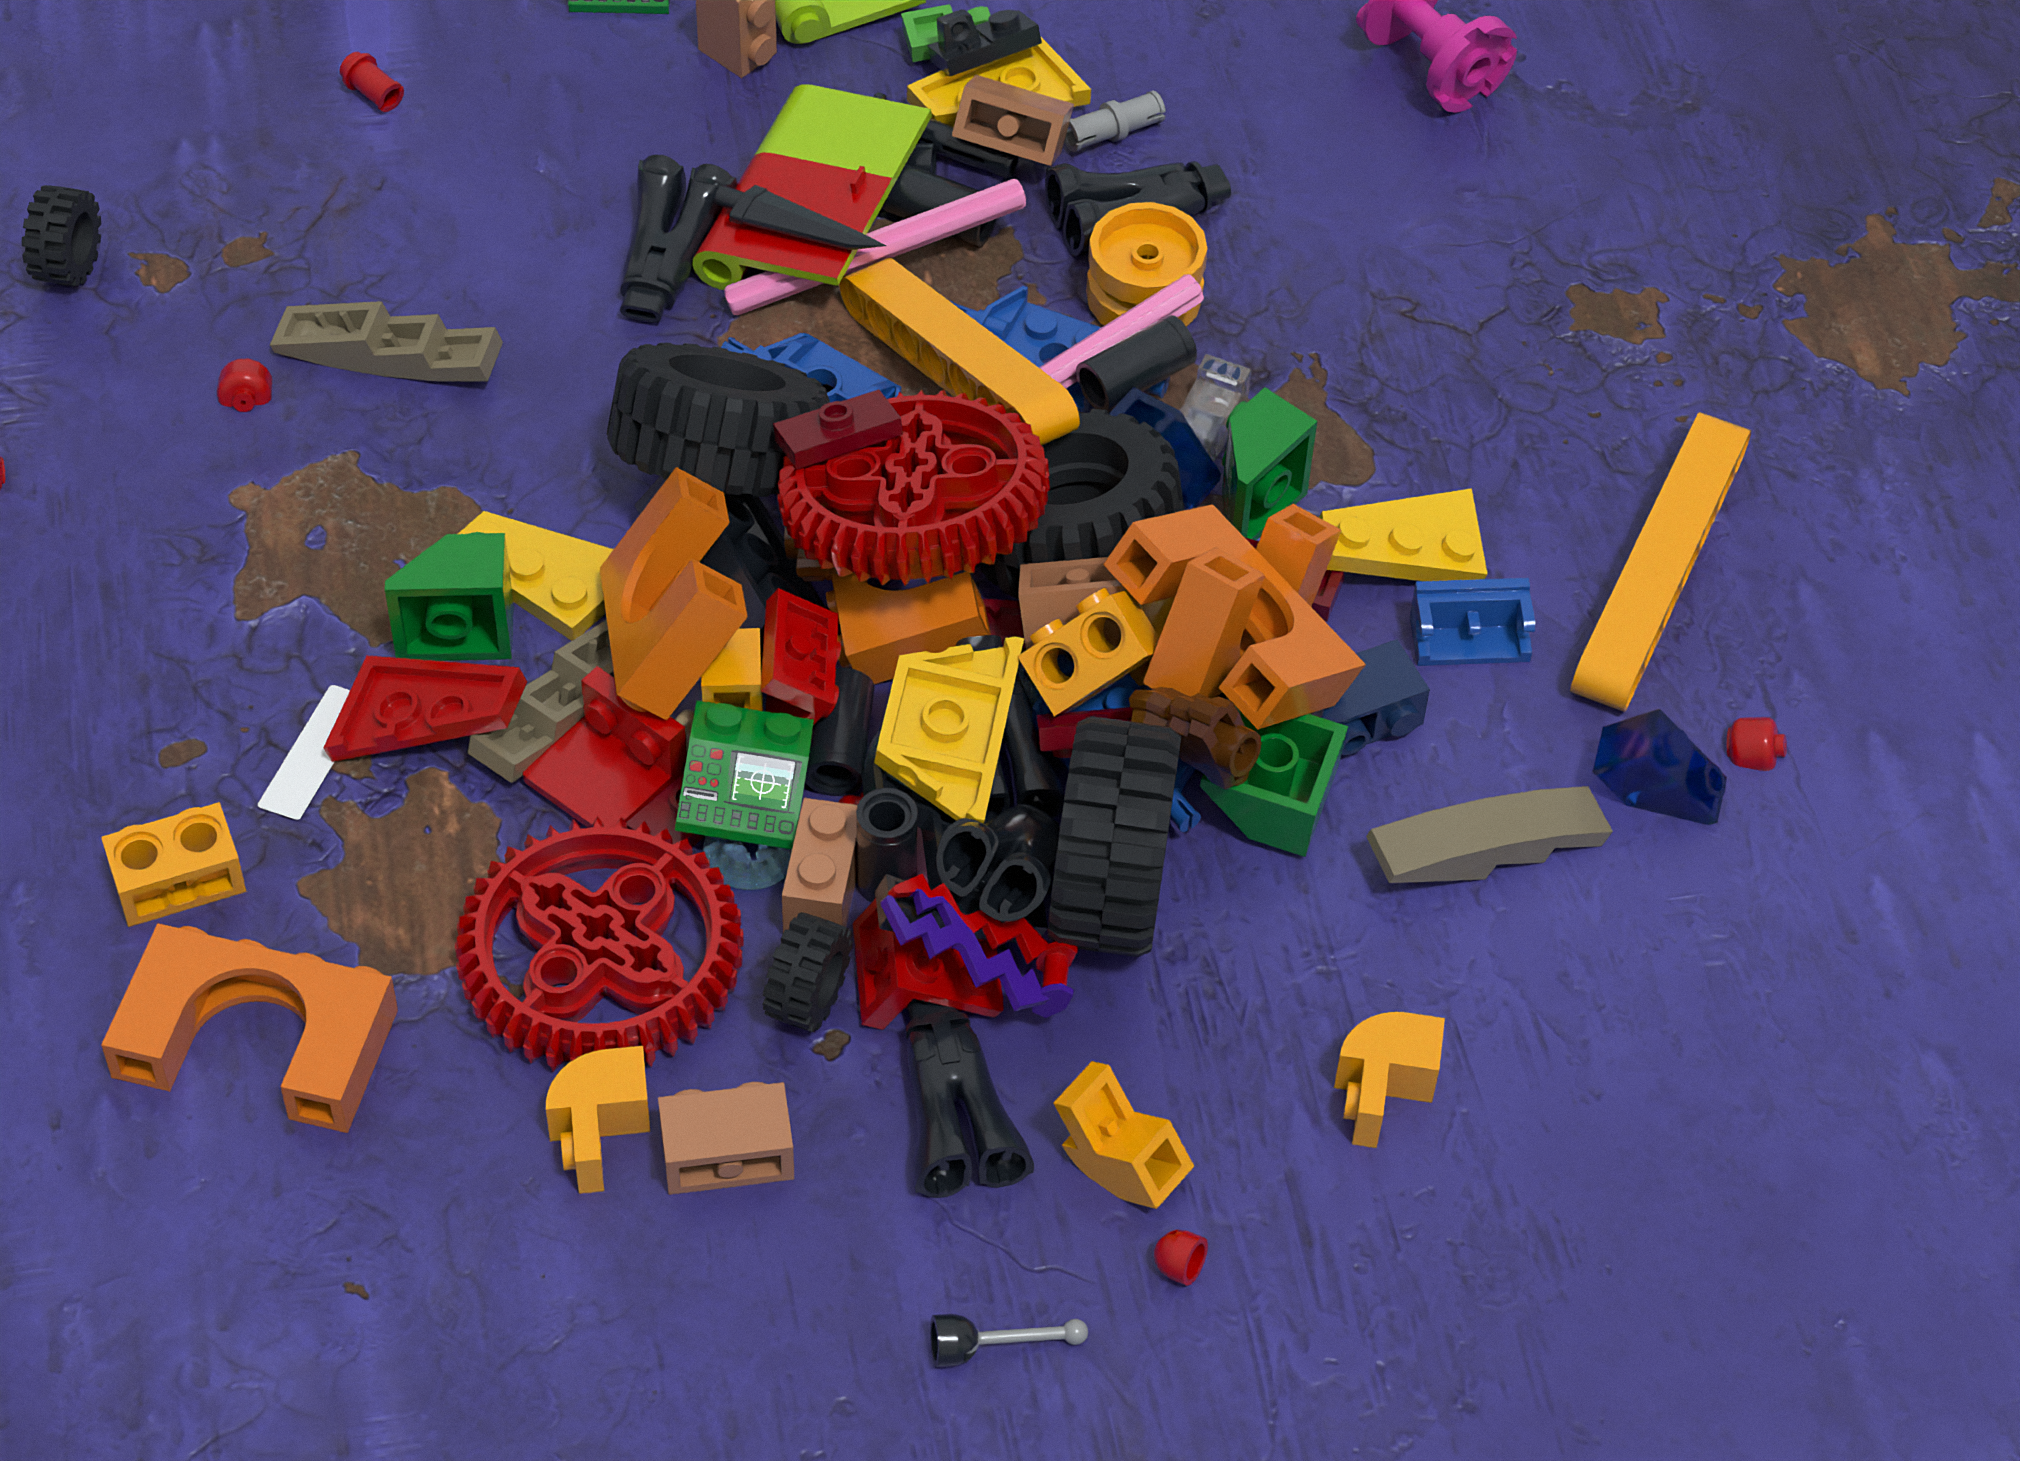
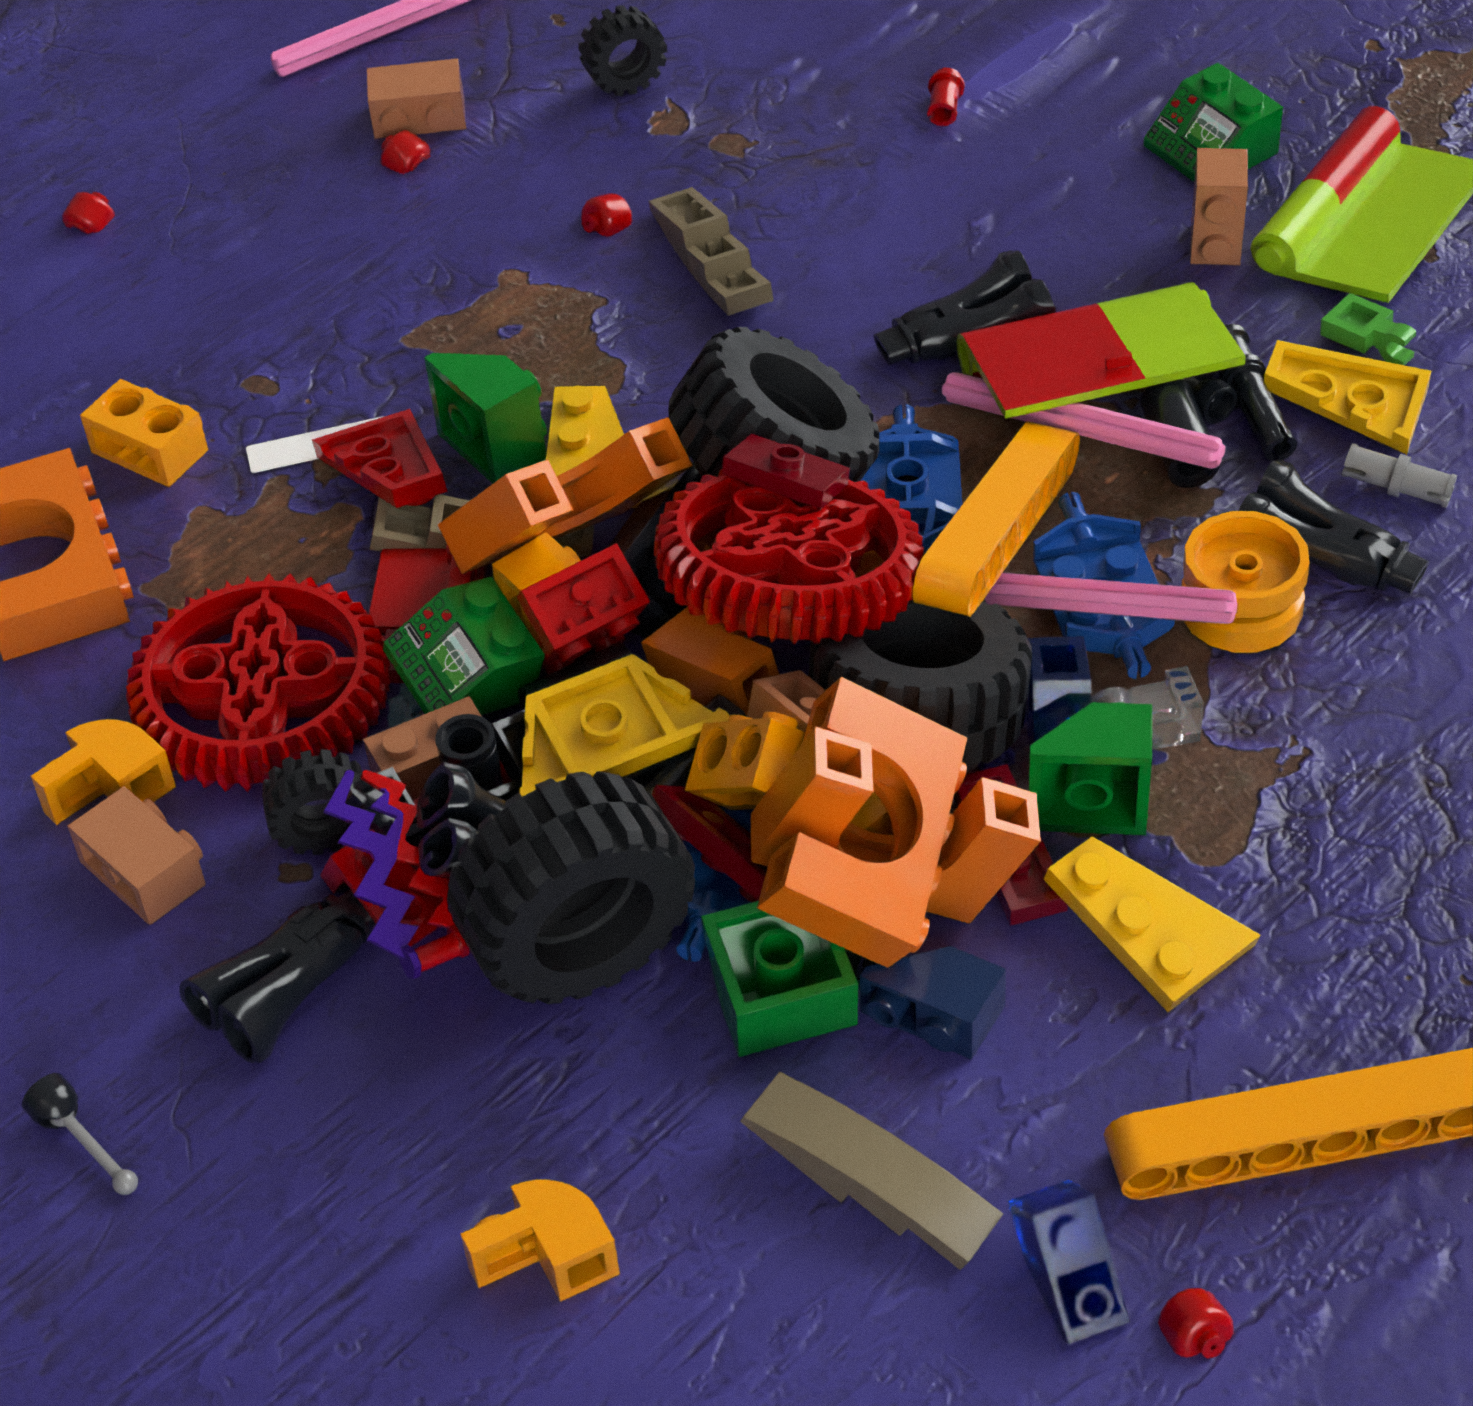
camera: 60 degrees right, 5 degrees down
(774, 213) = (1031, 344): black bar -> none
(968, 45) = (1350, 341): black hinge -> none
(1012, 120) = (1300, 409): nougat brick -> none
(1115, 1146) = (317, 1090): light orange brick -> none
(1136, 362) = (1118, 624): black pin -> none
(1181, 1255) = (257, 1211): red hinge -> none
(1209, 732) = (717, 878): reddish brown rock -> none
(1472, 621) = (1104, 1021): blue hinge -> none

